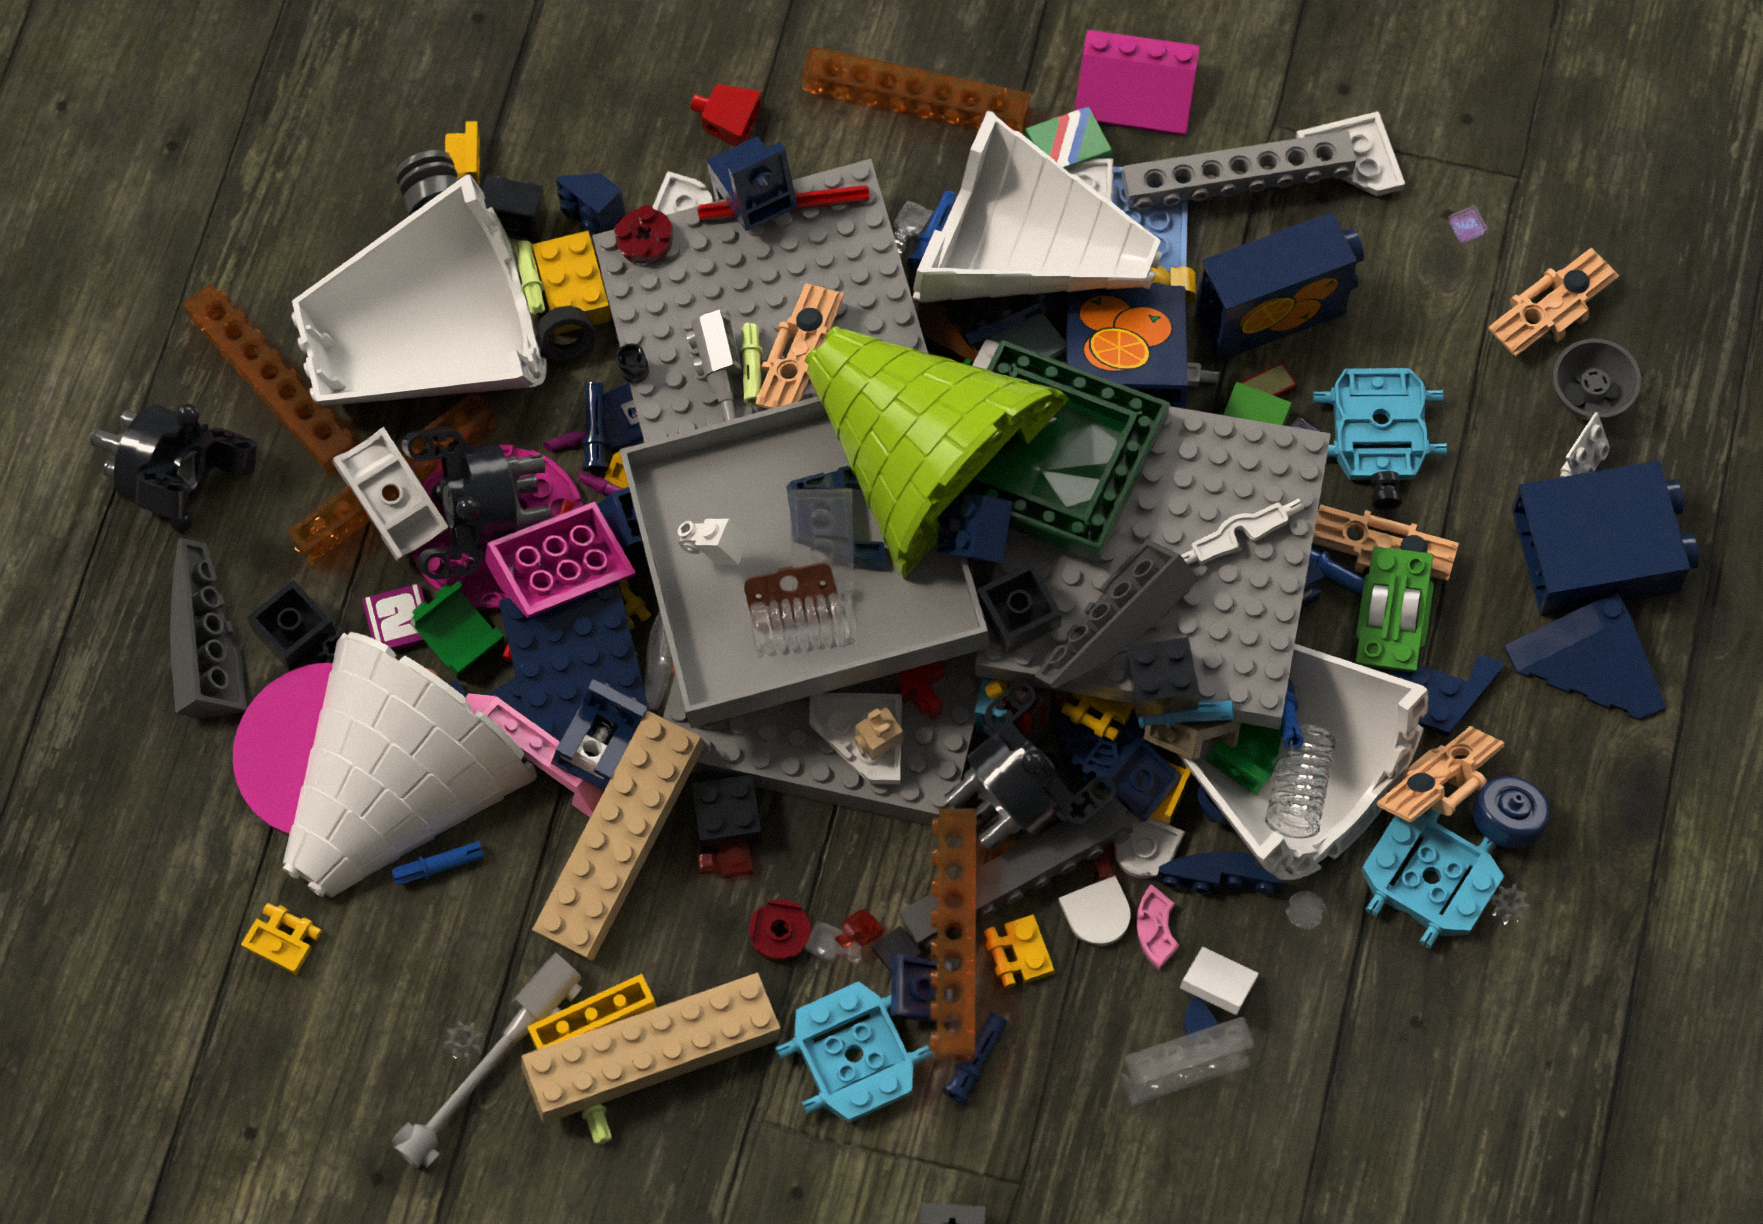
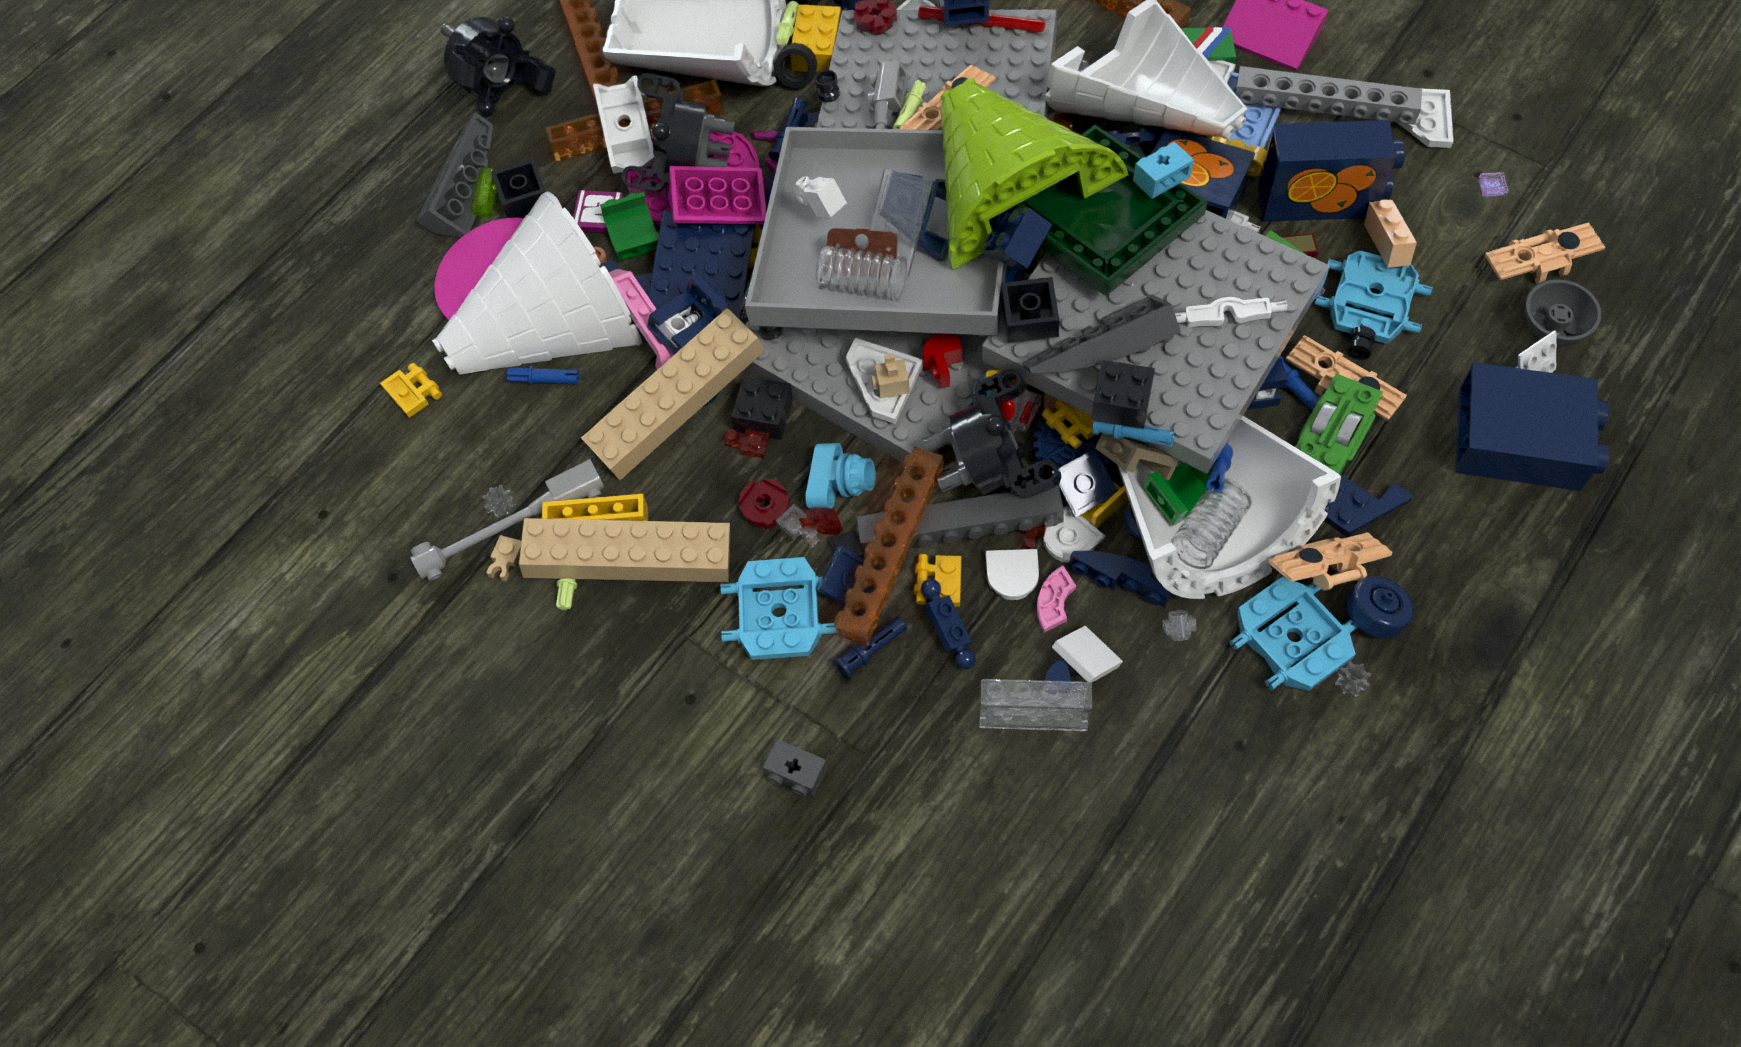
camera: 25 degrees right, 5 degrees down
(242, 643) = (484, 194): none -> clear neon green brick
(502, 1101) = (504, 555): none -> tan plate
(841, 870) = (835, 472): none -> medium azure beam
(1052, 1001) = (948, 624): none -> dark blue plate
(1106, 382) = (1163, 170): none -> medium azure brick
(1373, 338) = (1390, 233): none -> light nougat brick
(1592, 654) = (1493, 512): dark blue slope -> none

